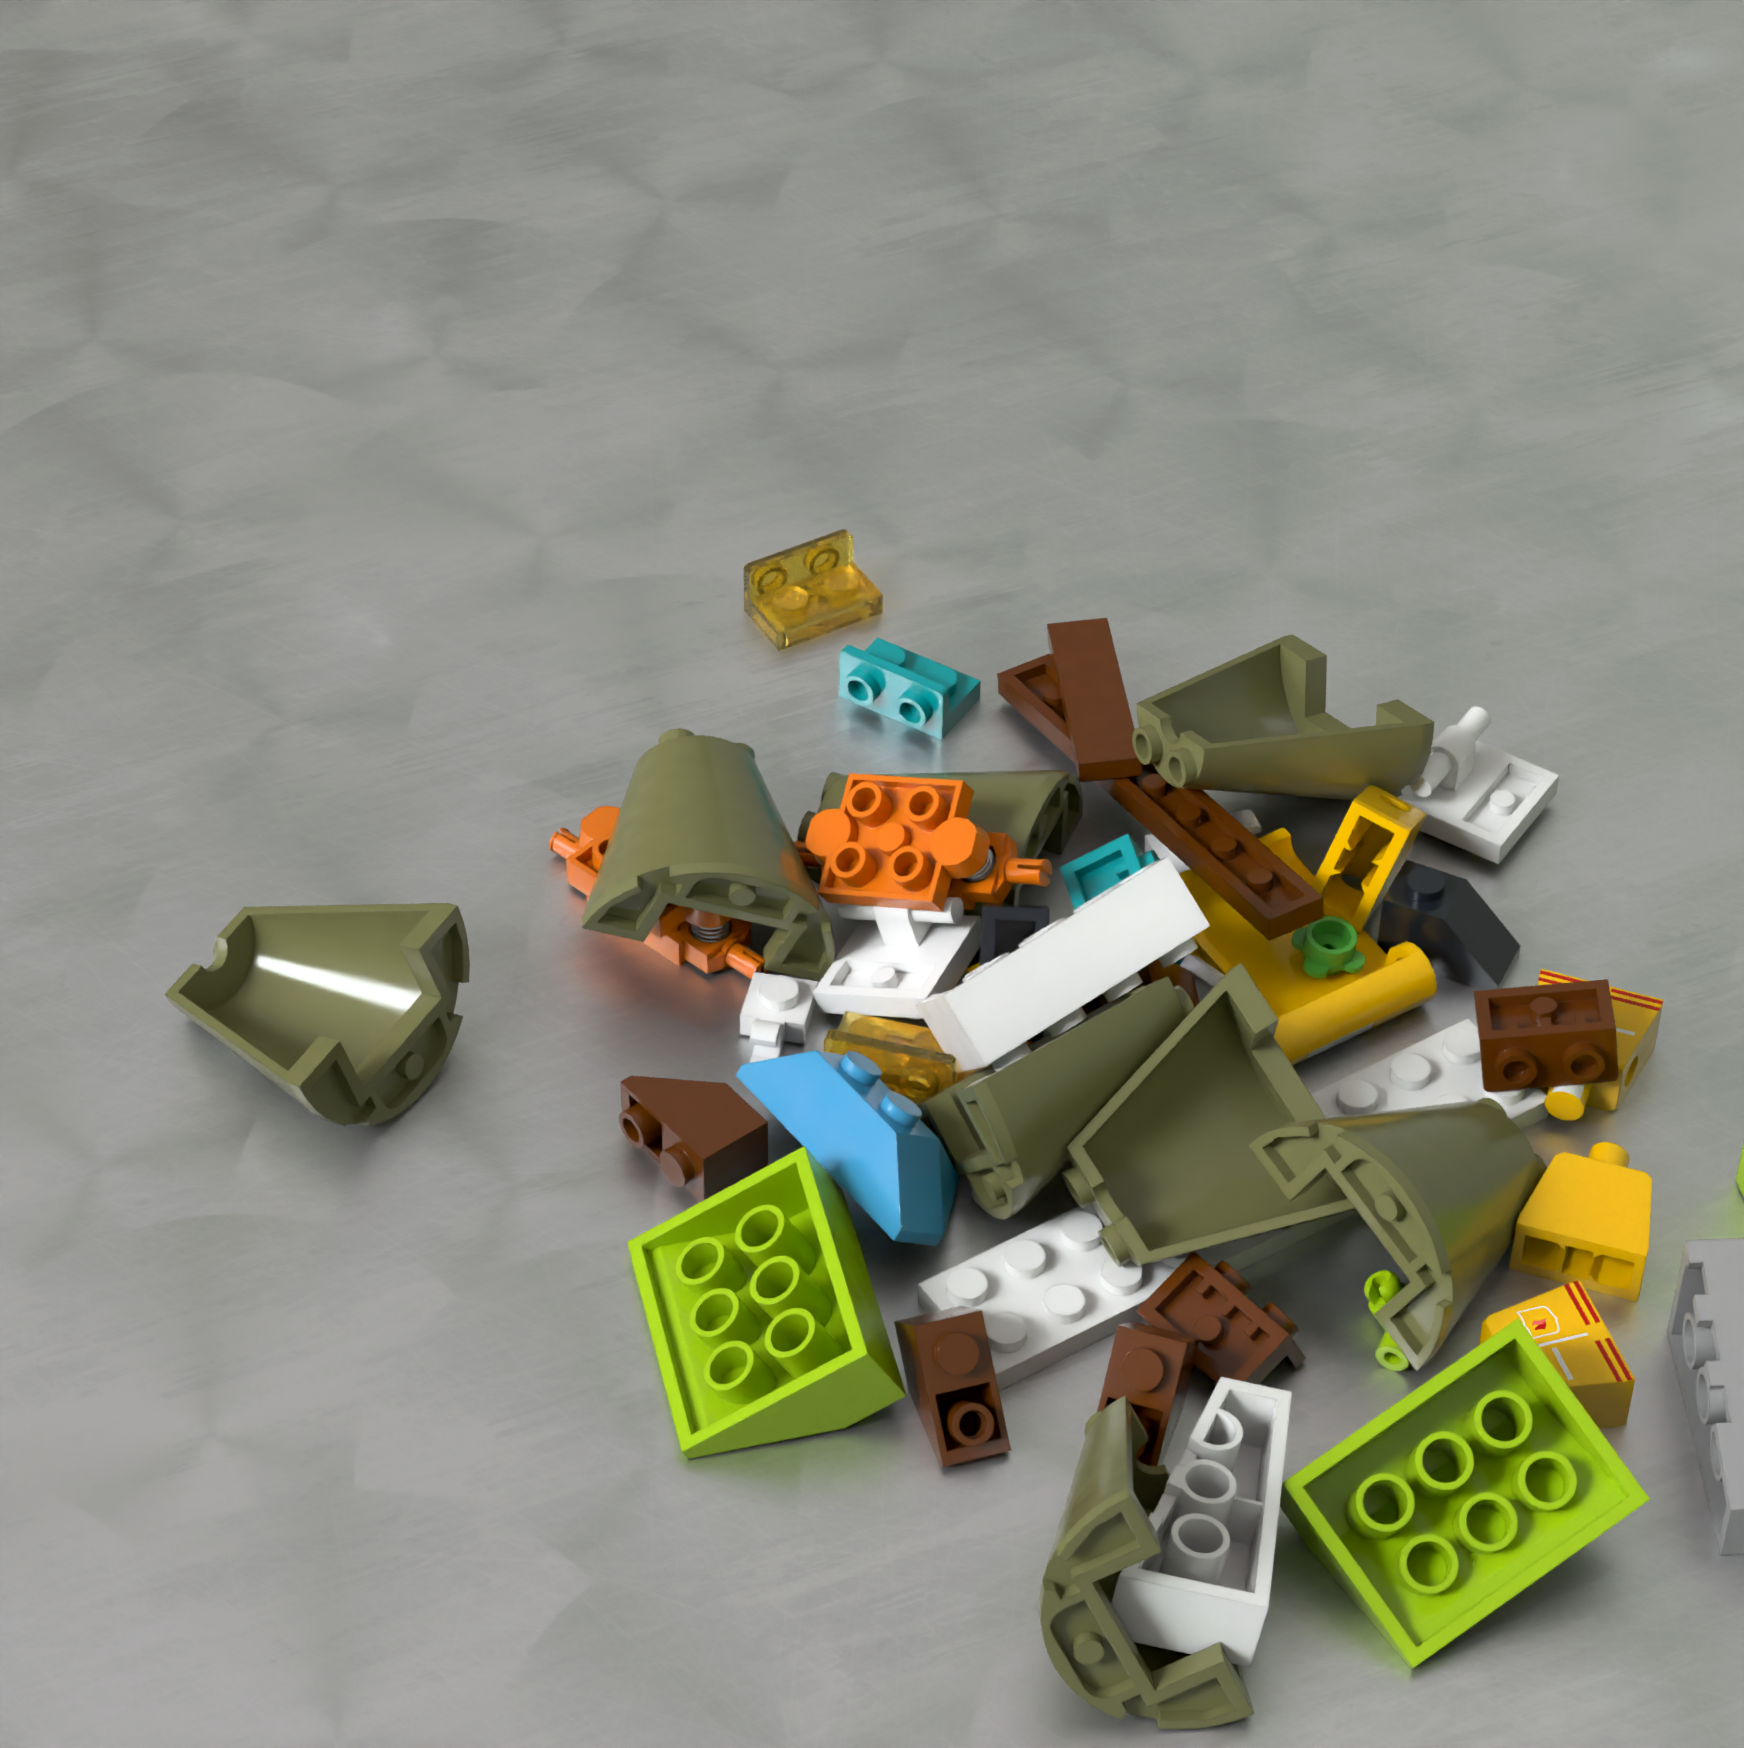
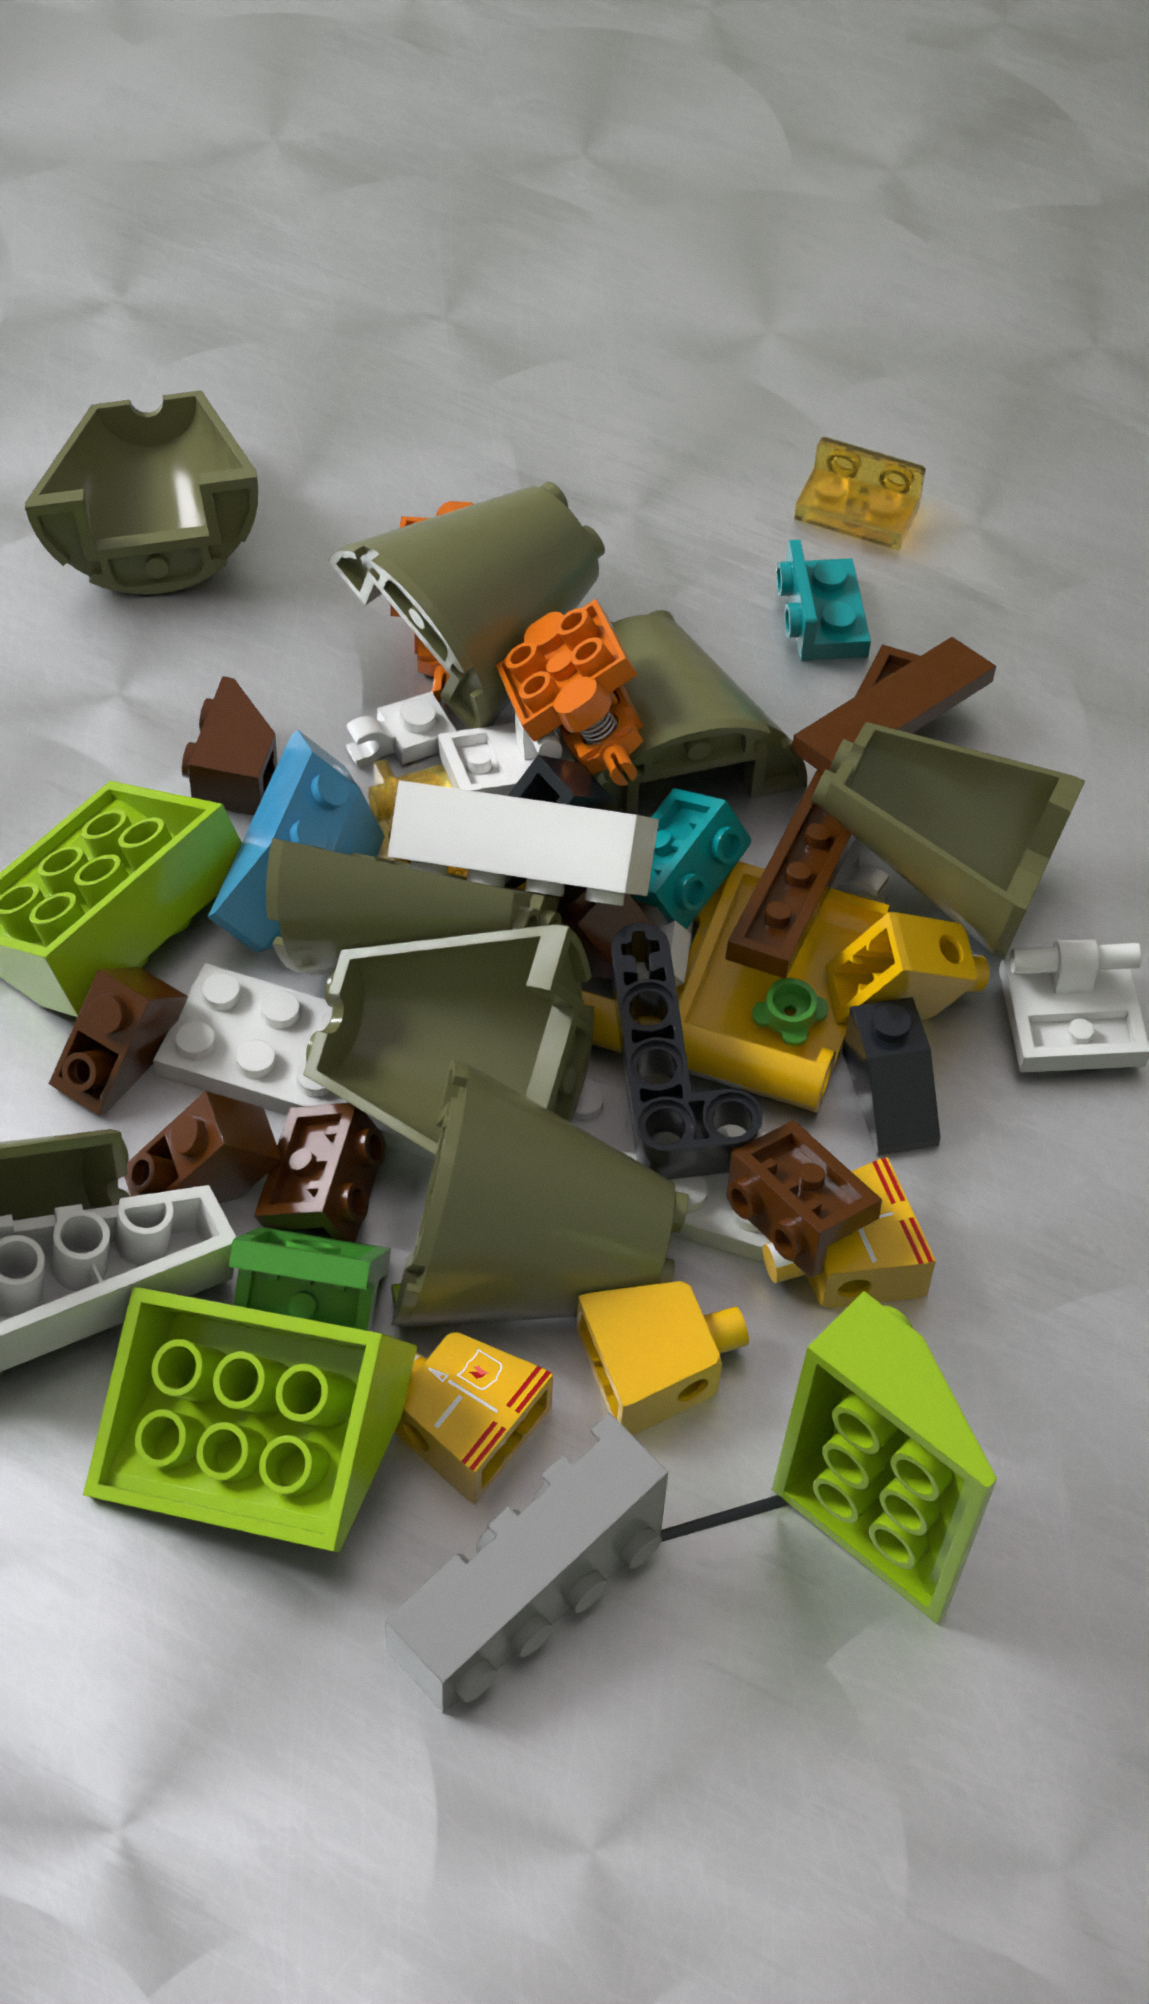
camera: 50 degrees right, 10 degrees up
(1347, 1381) = (308, 1276): none -> bright green bracket
(1355, 1044) = (662, 1050): none -> black beam

